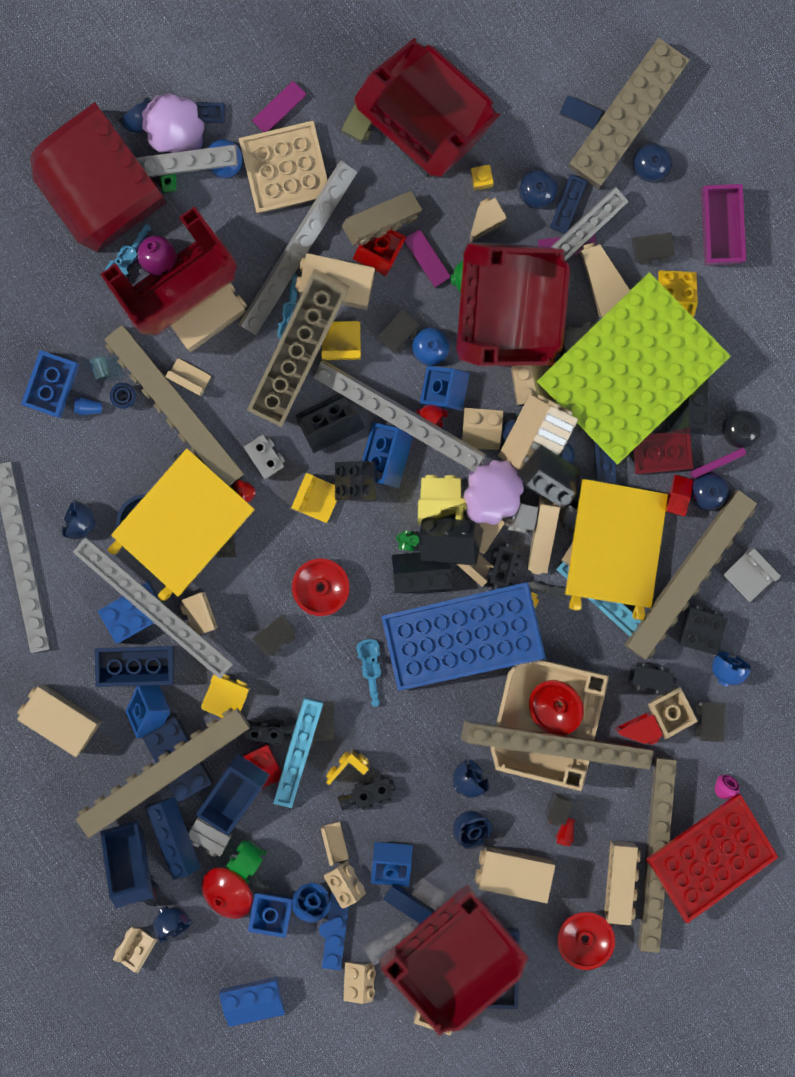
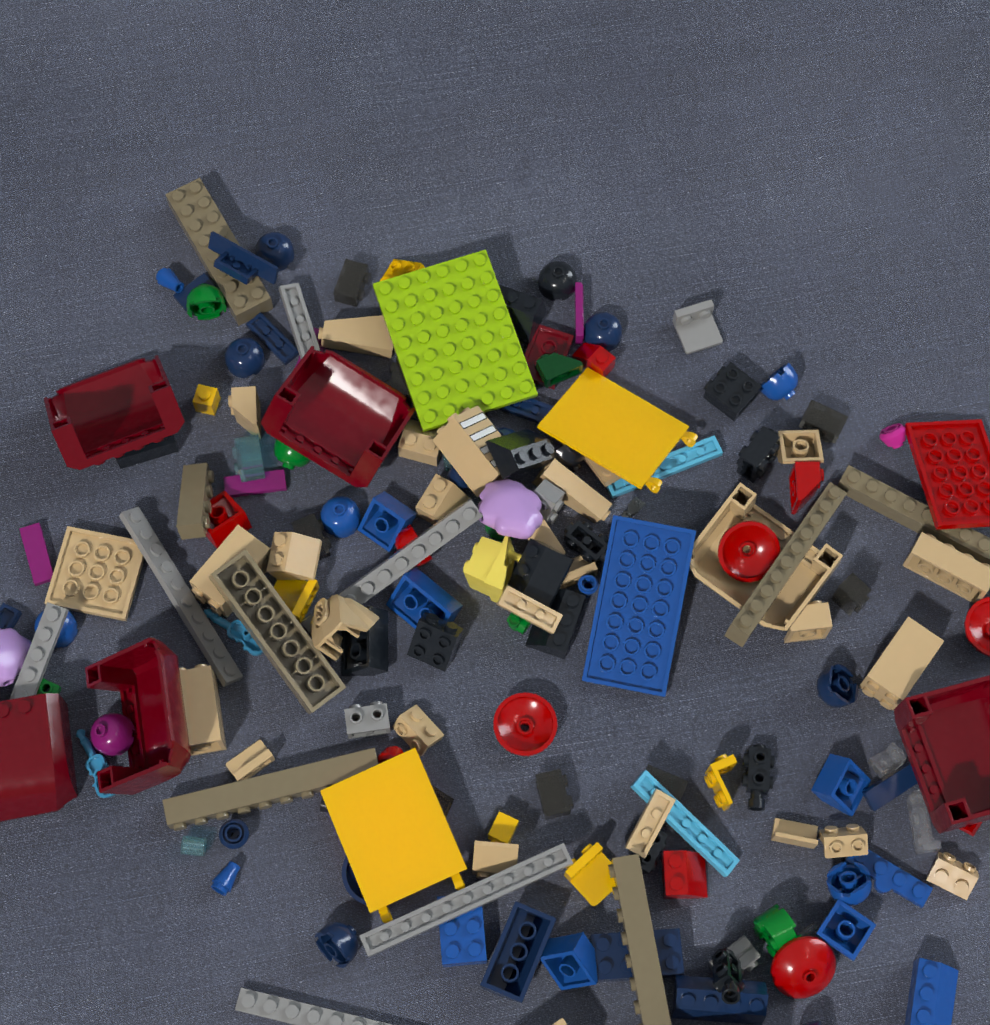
camera: 70 degrees left, 20 degrees down
(50, 384) = (183, 904): blue brick -> none
(186, 839) = (727, 975): none -> black brick
(226, 608) = (503, 828): none -> yellow brick
(232, 794) = (701, 908): dark blue piece -> none
(277, 501) = (417, 729): none -> tan bracket
(280, 726) = (650, 823): none -> tan plate
(315, 498) = (433, 691): yellow bracket -> none
(333, 391) = (341, 615): none -> tan piece
(357, 126) = (93, 485): olive brick -> none
(368, 652) = (614, 710): dark azure piece -> none
(370, 328) = (294, 556): none -> tan slope
(414, 548) = (529, 609): none -> tan plate
(444, 243) = (249, 458): none -> clear light blue brick
(468, 589) = (590, 582): none -> blue cone
(468, 779) = (786, 668): dark blue cylinder -> none
(519, 787) = (811, 624): none -> tan slope
(566, 833) = (879, 602): red cone -> none
(572, 128) = (205, 302): none -> green cylinder
(580, 82) = (168, 279): none -> blue cone
(617, 142) = (240, 262): none -> dark blue bracket
(650, 468) = (557, 368): none -> dark green slope
(690, 575) = (675, 380): dark tan brick -> none
(723, 224) = (362, 214): magenta piece -> none

